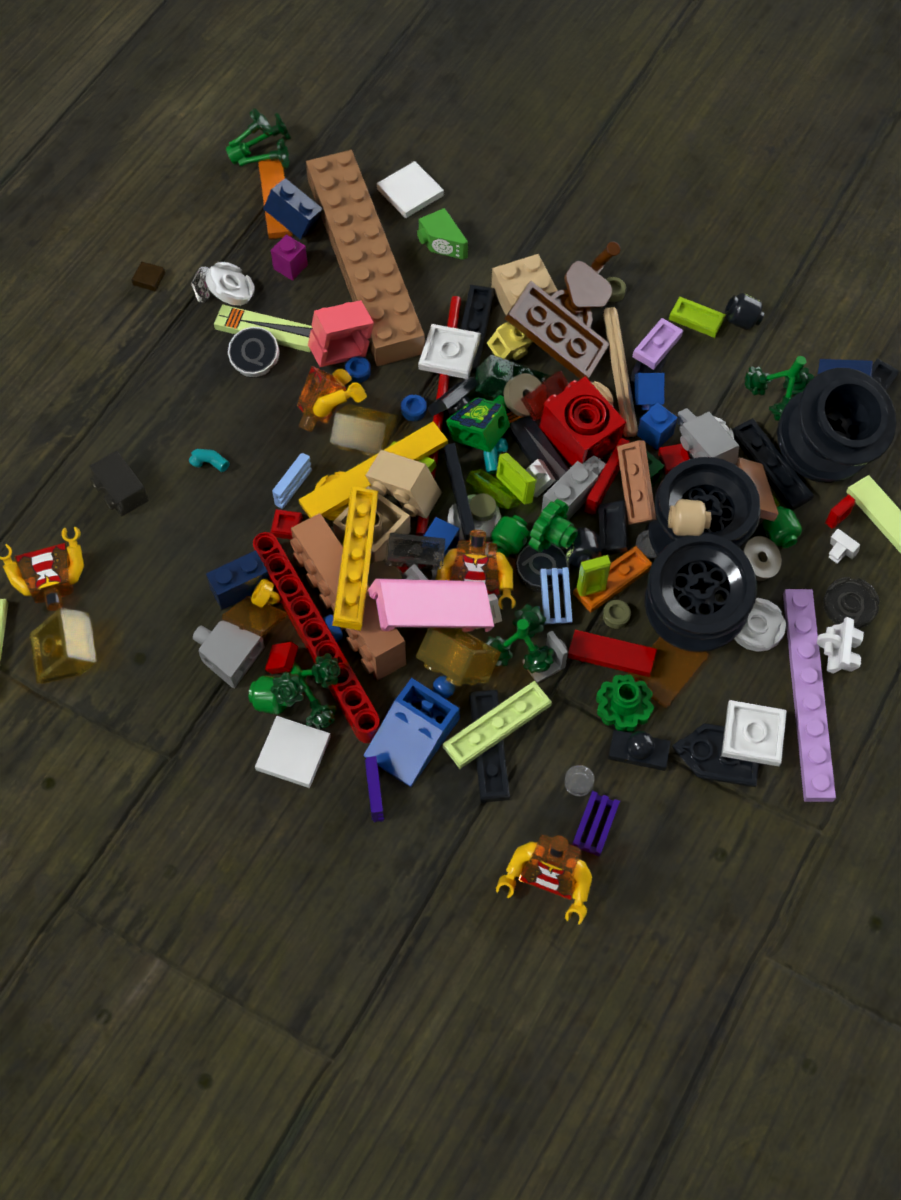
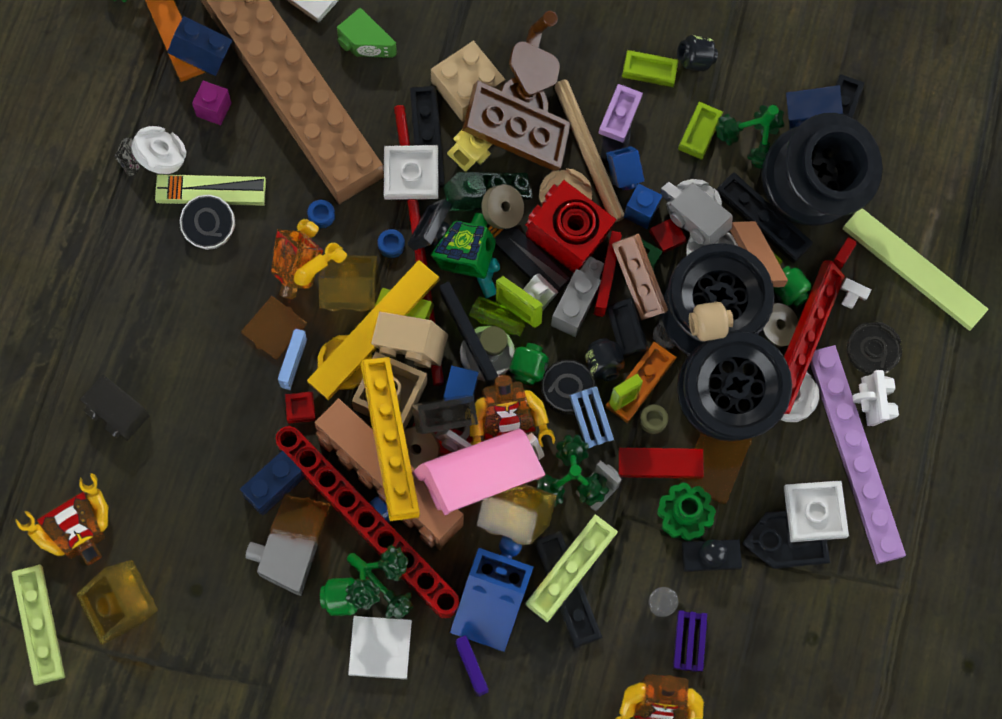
camera: 20 degrees left, 10 degrees up
(148, 276) = (66, 159): dark brown tile -> none
(210, 456) = (196, 352): teal arm -> none
(264, 594) = (302, 492): yellow tile -> none
(281, 658) = (340, 554): red tile -> none
(282, 451) = (273, 327): none -> clear orange piece
(340, 333) = (295, 183): coral piece -> none
(535, 398) = (526, 197): clear red tile -> none
(553, 528) = (573, 351): green plant -> none
(618, 289) = (562, 54): olive tile -> none
(729, 378) = (700, 130): none -> lime tile
(789, 569) = (812, 324): none -> red tile

